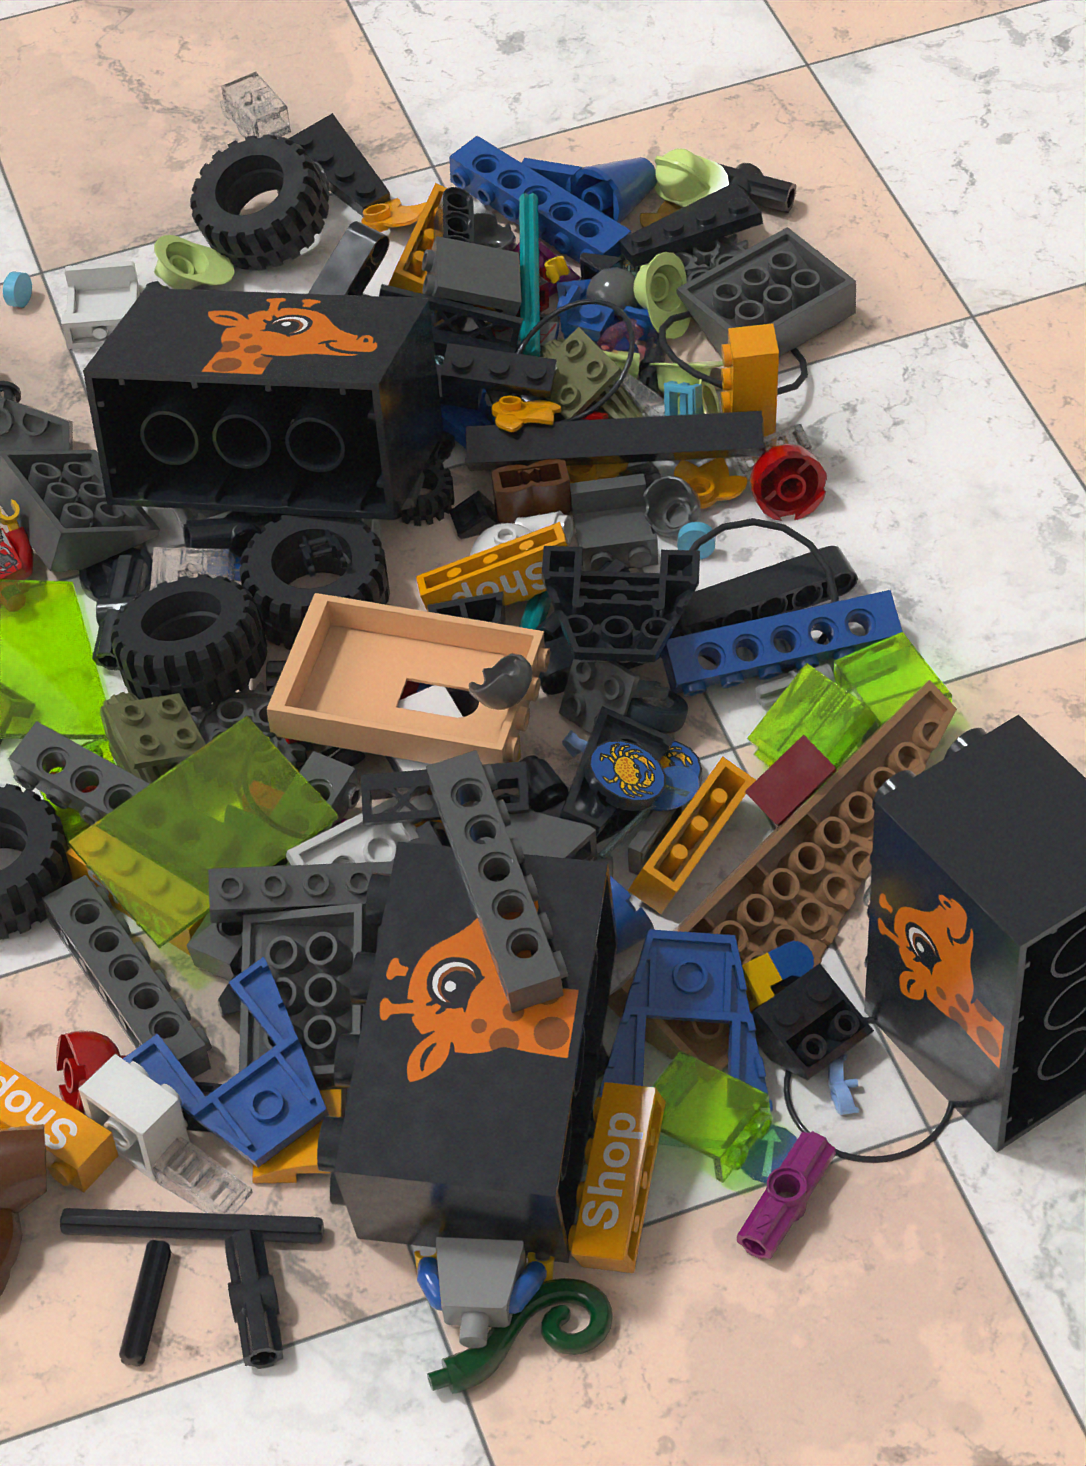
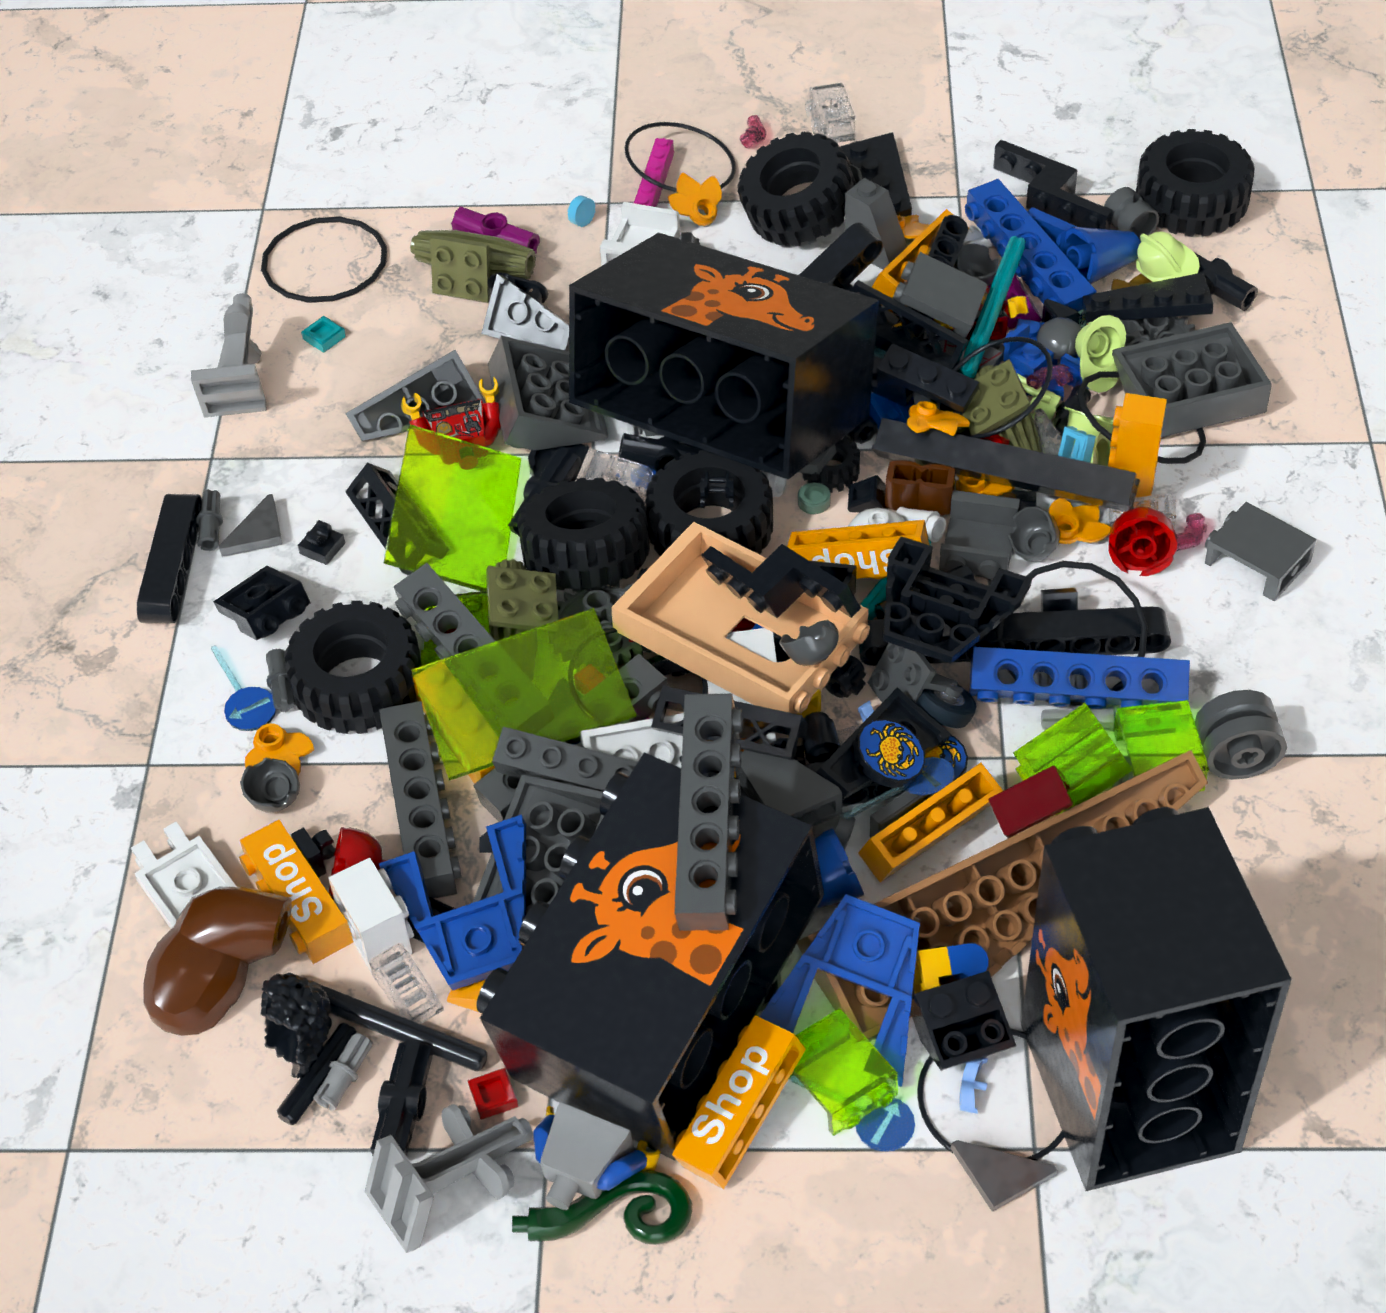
camera: 20 degrees right, 0 degrees up
(35, 1067) = (315, 849): none -> black tile
(83, 224) = (657, 169): none -> dark pink piece
(100, 1254) = (295, 1020): none -> black piece
(105, 237) = (673, 124): none -> black piece
(139, 239) = (693, 196): none -> light orange plate
(174, 1290) = (343, 1071): none -> light grey axle
(177, 151) = (755, 133): none -> clear pink arm
(189, 264) = (721, 225): yellowish green piece -> none
(308, 1387) = (406, 1190): none -> light grey piece
(346, 1260) = (492, 1093): none -> red tile
(356, 199) = (873, 208): none -> dark grey slope
(417, 535) = (814, 498): none -> sand green tile
(441, 628) = (780, 582): none -> black bracket
(531, 130) = (1050, 186): none -> black bracket
(542, 714) = (847, 678): none -> black gear
(629, 137) = (1131, 212): none -> dark grey wheel
(685, 87) = (1196, 181): none -> black tyre
(690, 533) = (1042, 559): medium azure tile -> none
(726, 567) = (1059, 599): none -> black tile
(775, 1214) = (861, 1181): magenta piece -> none
(833, 457) = (1193, 532): none -> clear pink arm
(906, 1164) = (1000, 1175): none -> flat silver tile
(910, 451) = (1262, 545): none -> dark grey panel
(970, 650) = (1240, 734): none -> dark grey wheel

